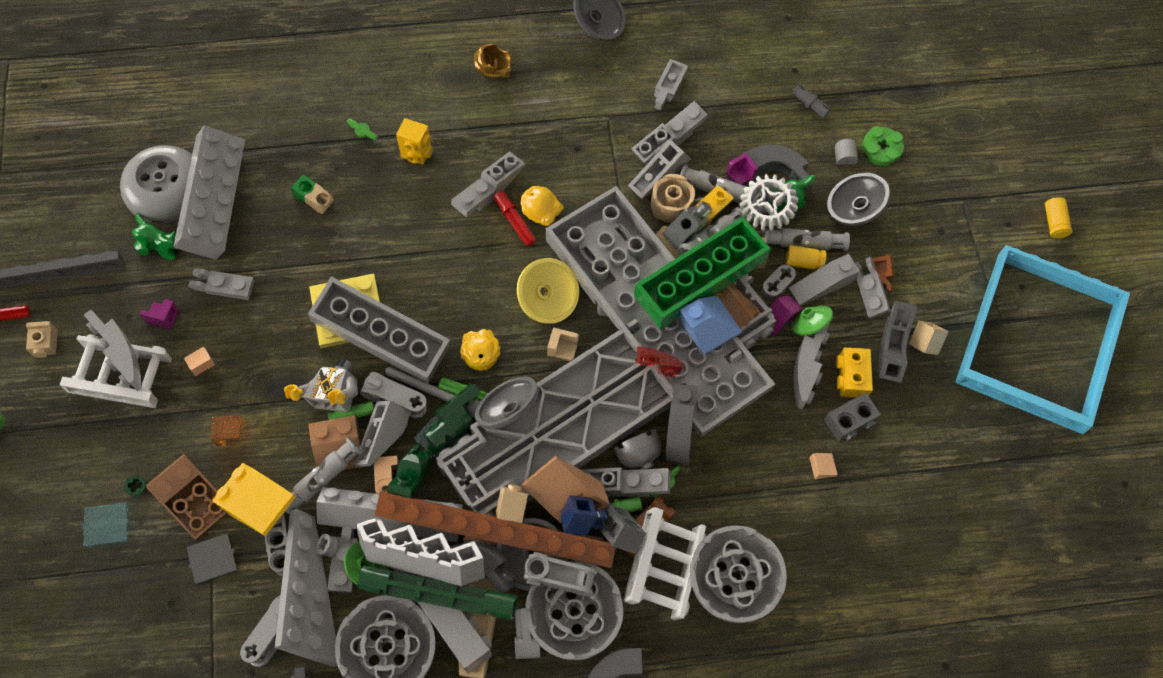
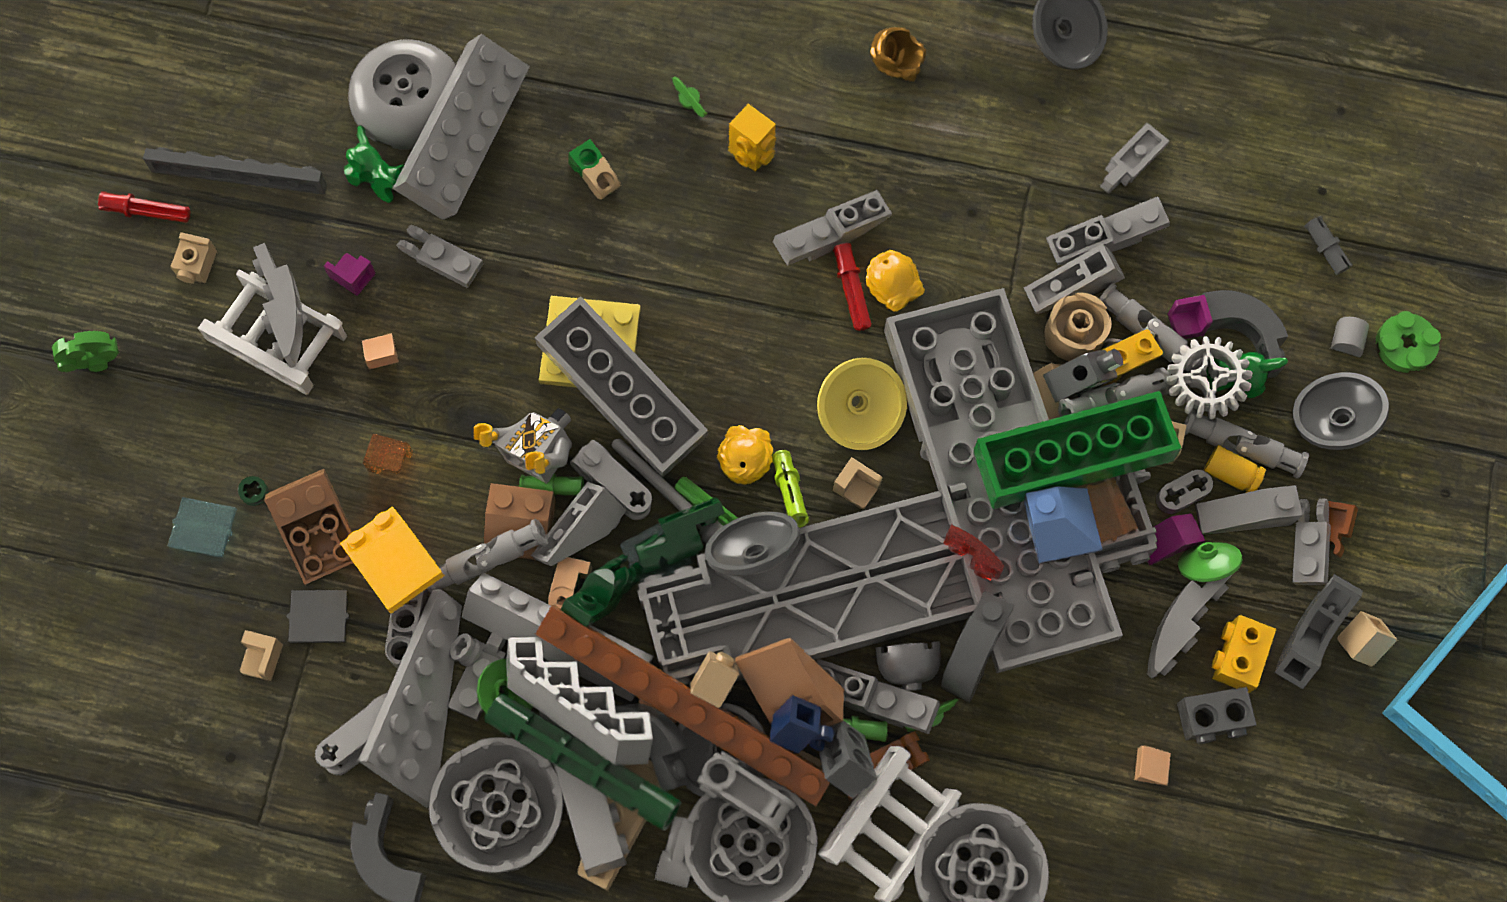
camera: 20 degrees right, 5 degrees up
(177, 600) = (260, 655): none -> tan panel
(509, 349) = (783, 465): none -> lime pin

